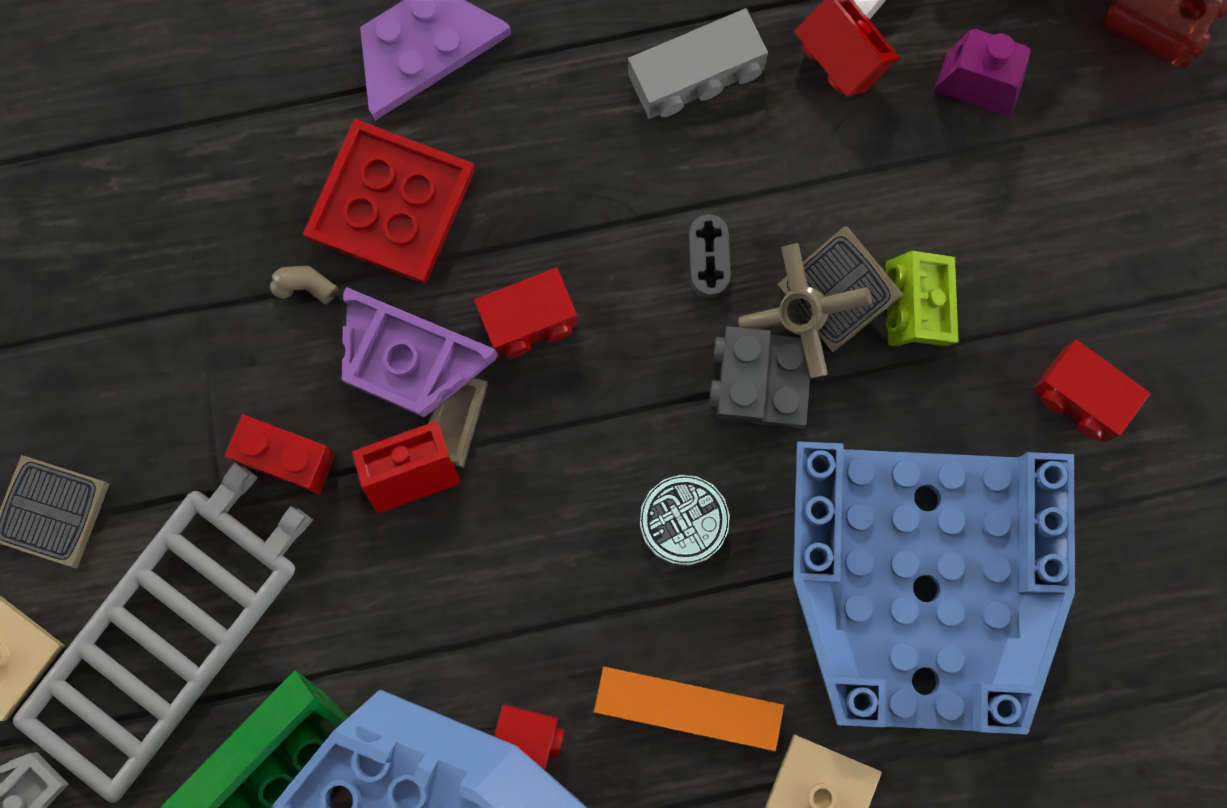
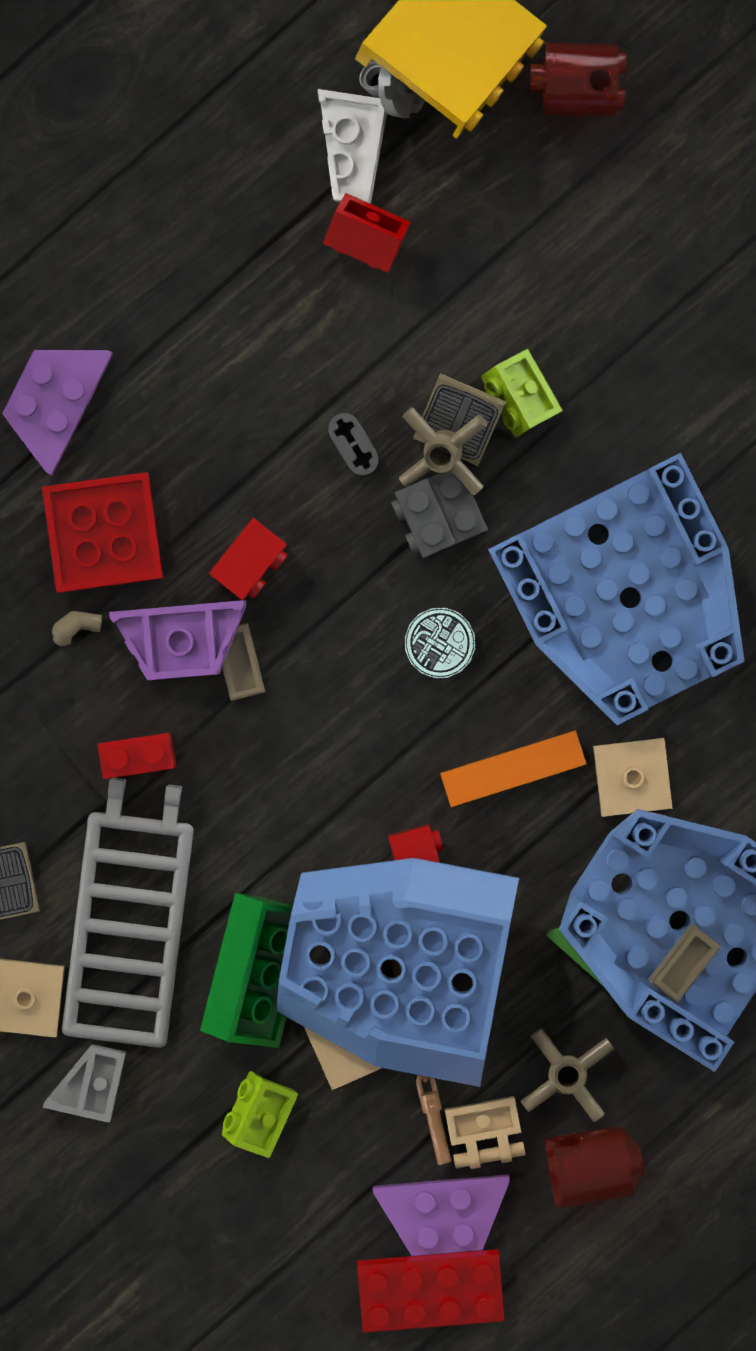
camera: 30 degrees left, 10 degrees up
(405, 467) = (227, 714): red panel -> none
(698, 64) = (266, 306): light grey brick -> none
(984, 71) = (477, 198): magenta torso -> none
(1090, 392) = (672, 396): red brick -> none

